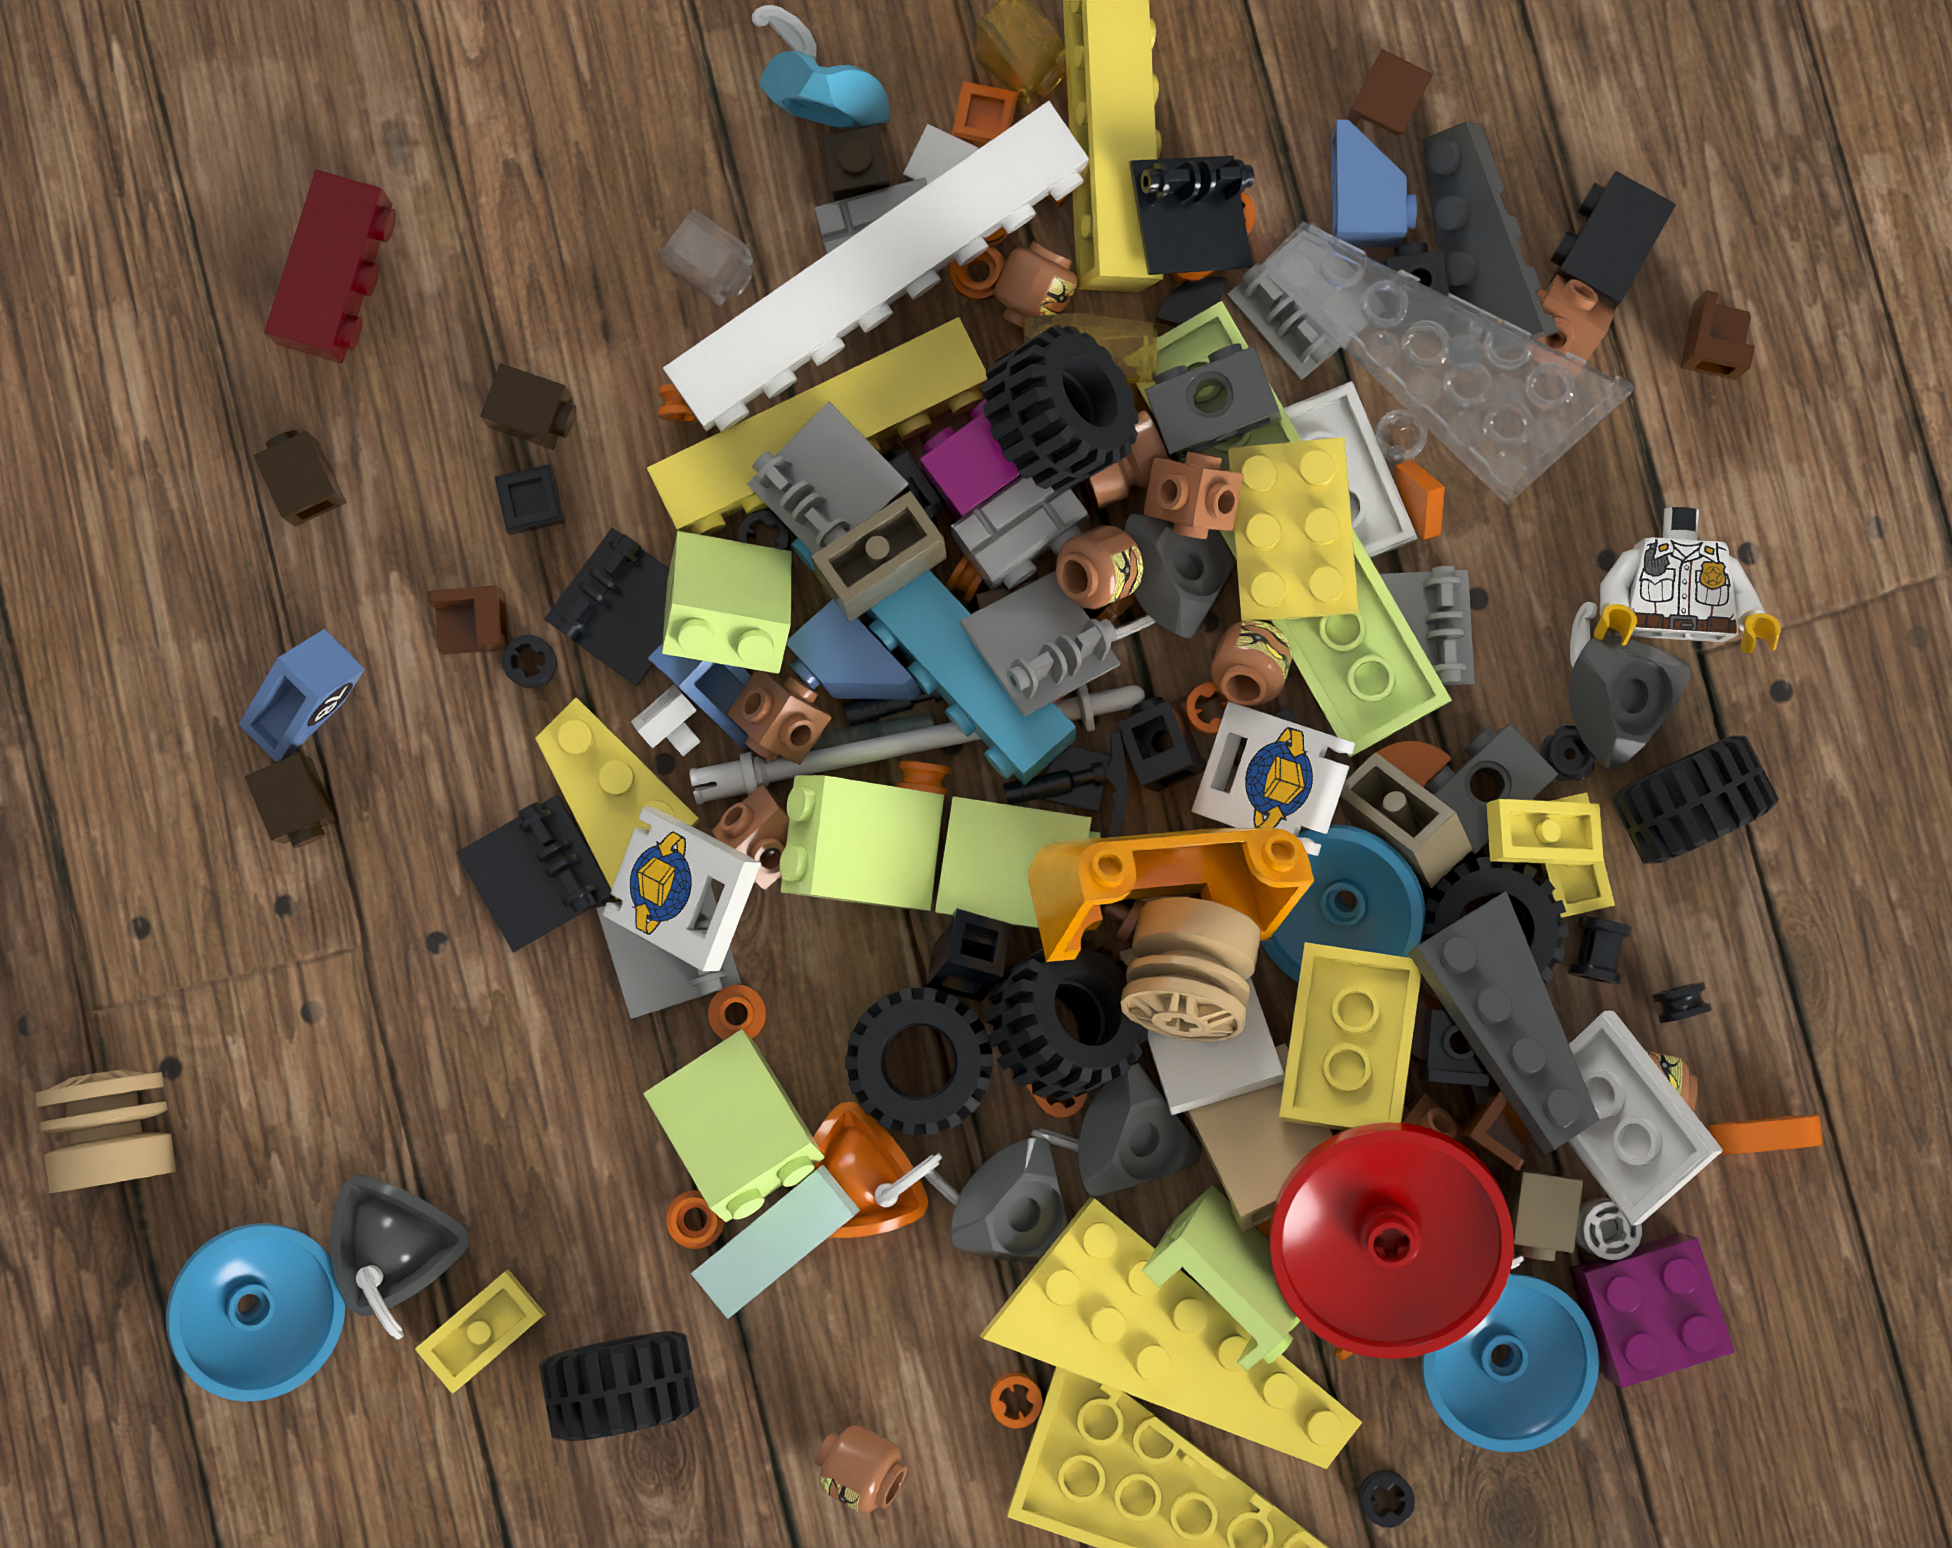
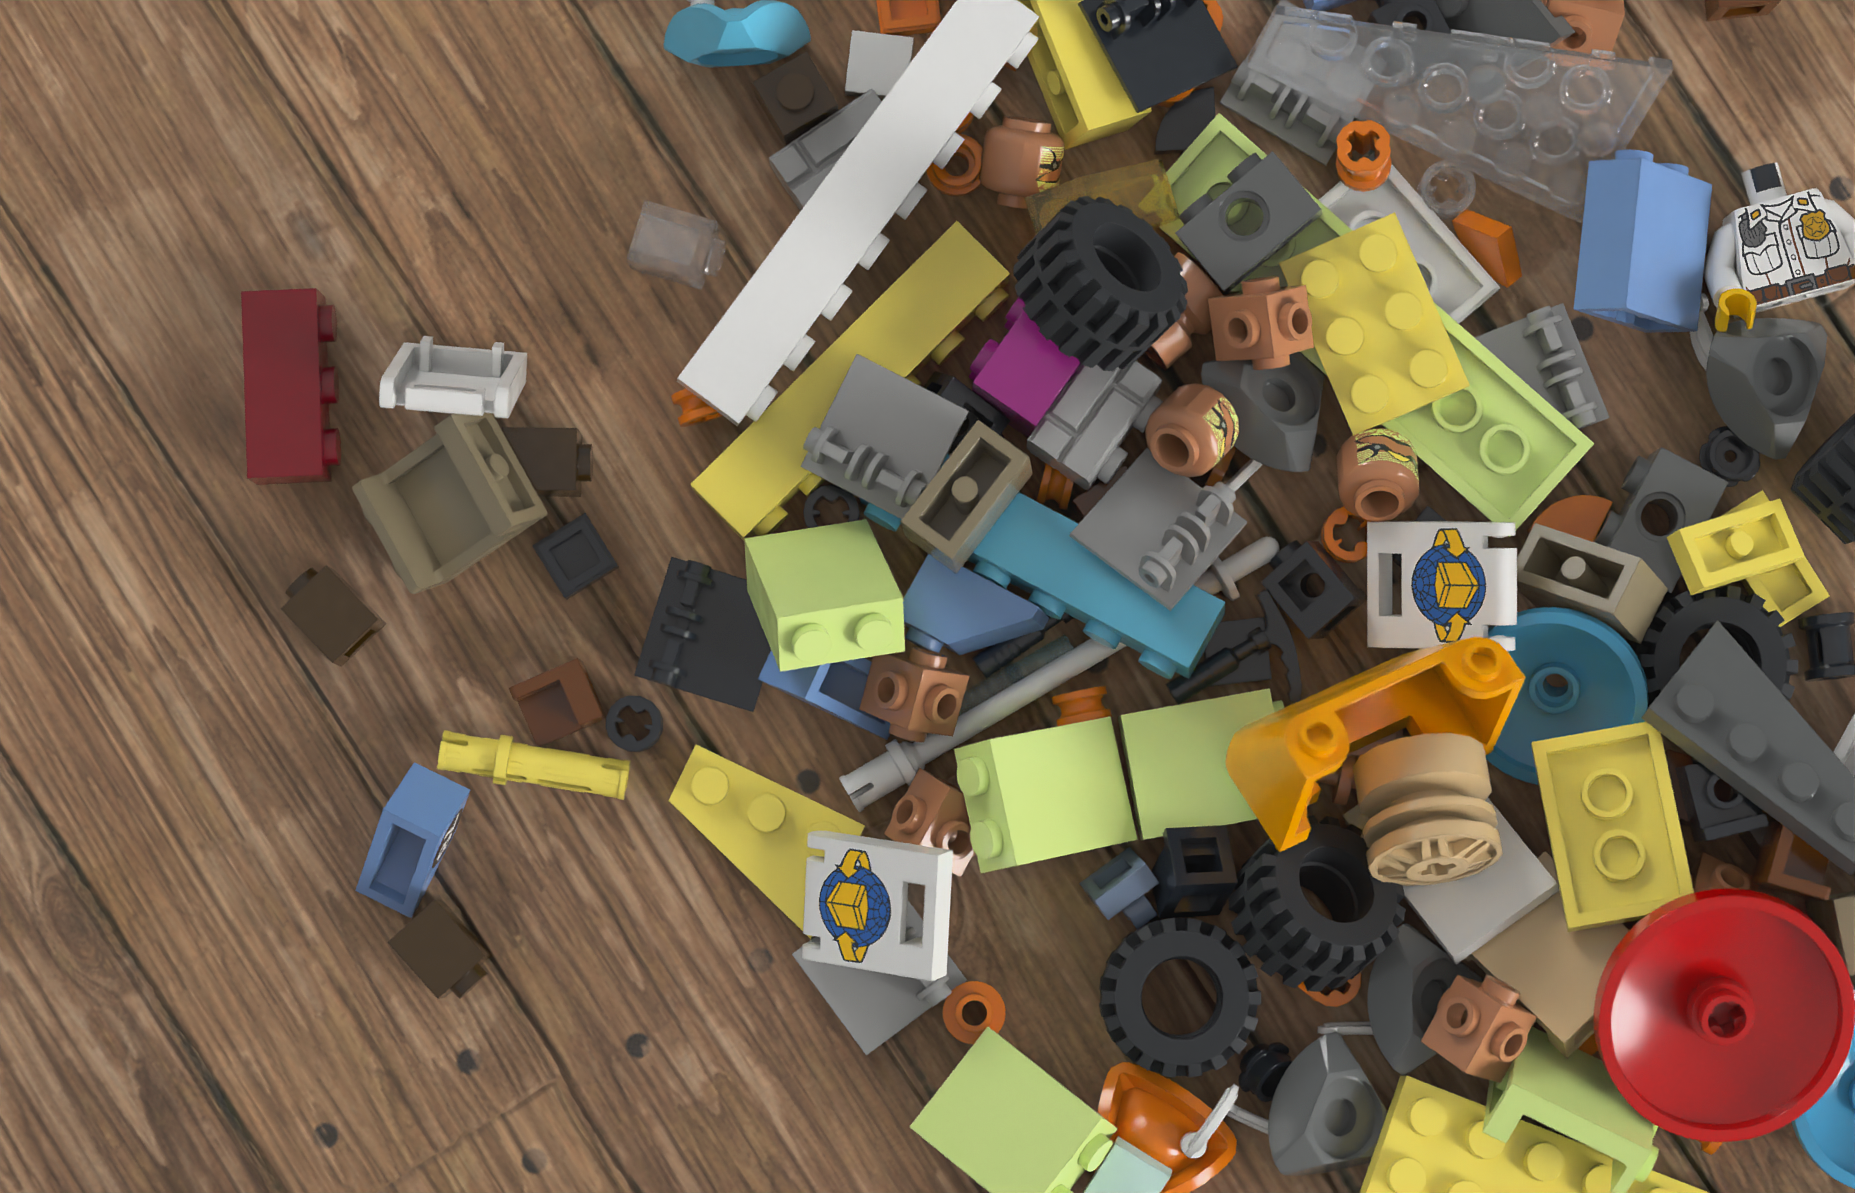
camera: 20 degrees left, 0 degrees up
(410, 657) = (531, 764): none -> light yellow pin
(433, 411) = (450, 501): none -> dark tan panel
(472, 306) = (454, 379): none -> white container
(535, 873) = (716, 939): black hinge -> none
(666, 719) = (798, 735): white tile -> none
(903, 948) = (1121, 888): none -> sand blue tile
(972, 1149) = (1263, 1069): none -> black plate
(1172, 1177) = (1480, 1027): none -> nougat brick
(1342, 365) = (1364, 173): none -> orange bush
(1555, 539) = (1643, 243): none -> medium blue brick

